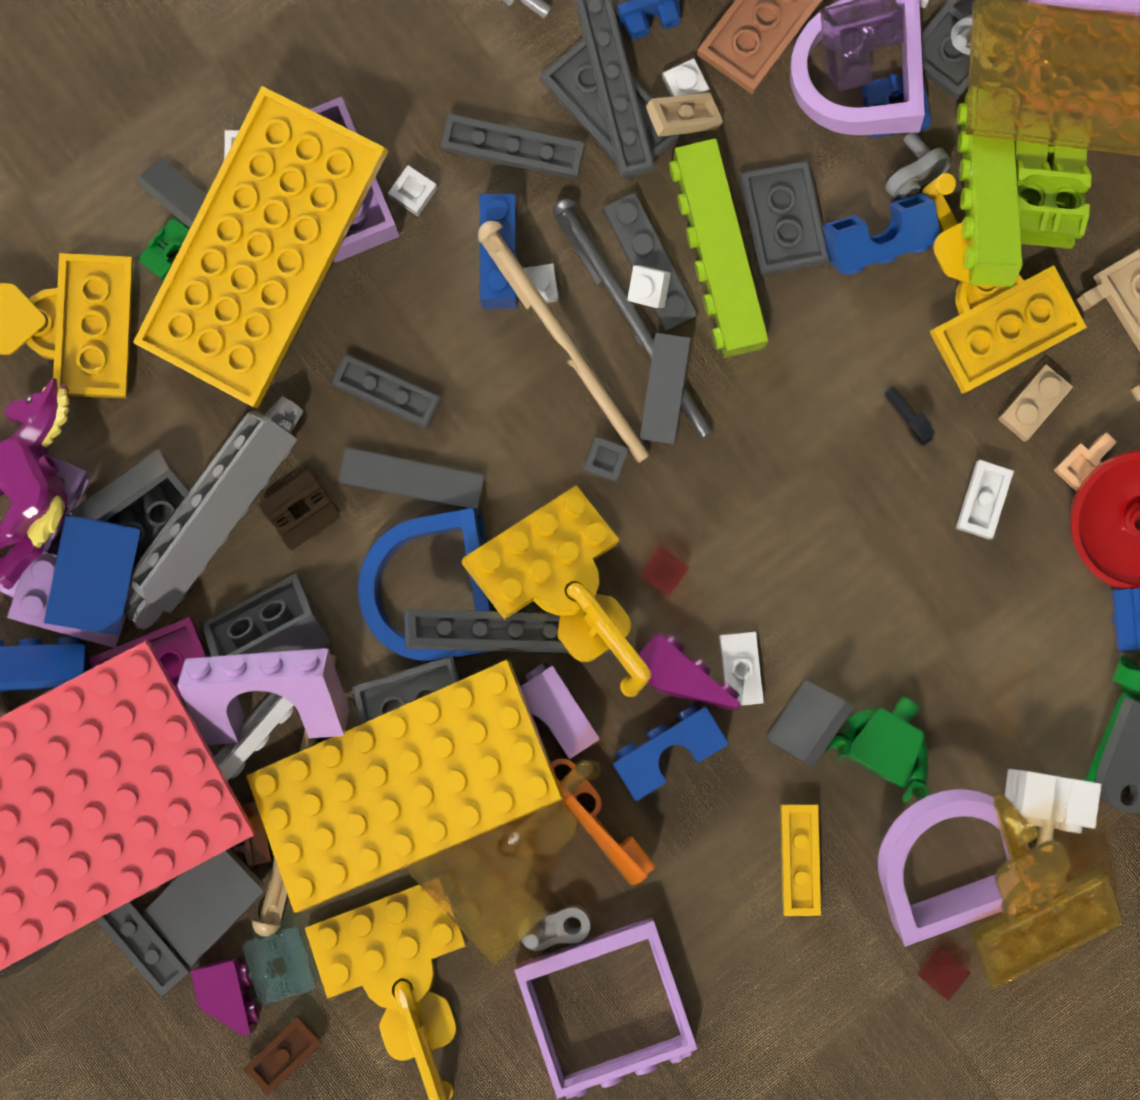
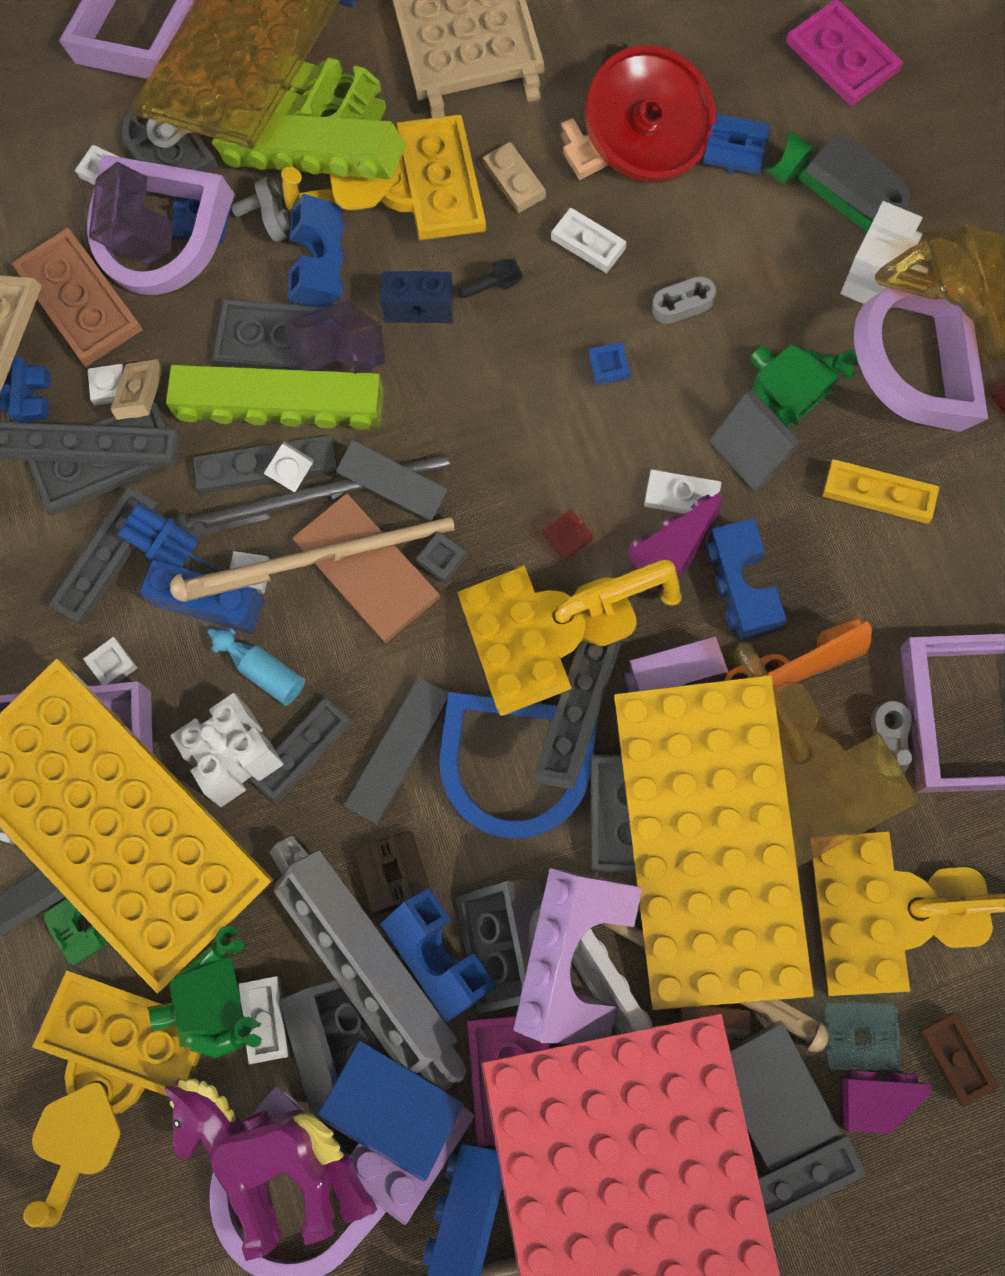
camera: 65 degrees left, 10 degrees down
(136, 389) = (208, 1003): none -> green torso
(140, 440) = (261, 1003): none -> white plate
(218, 590) = (416, 934): none -> blue arch
(361, 326) = (226, 750): none -> white brick
(450, 326) = (259, 666): none -> medium azure wheel
(539, 192) = (159, 537): none -> blue piece
(562, 409) = (375, 582): none -> nougat tile
(796, 285) = (333, 335): none -> clear purple brick
(854, 559) = (609, 364): none -> blue plate
(866, 350) = (417, 297): none -> dark blue brick
(942, 618) = (683, 300): none -> light grey beam

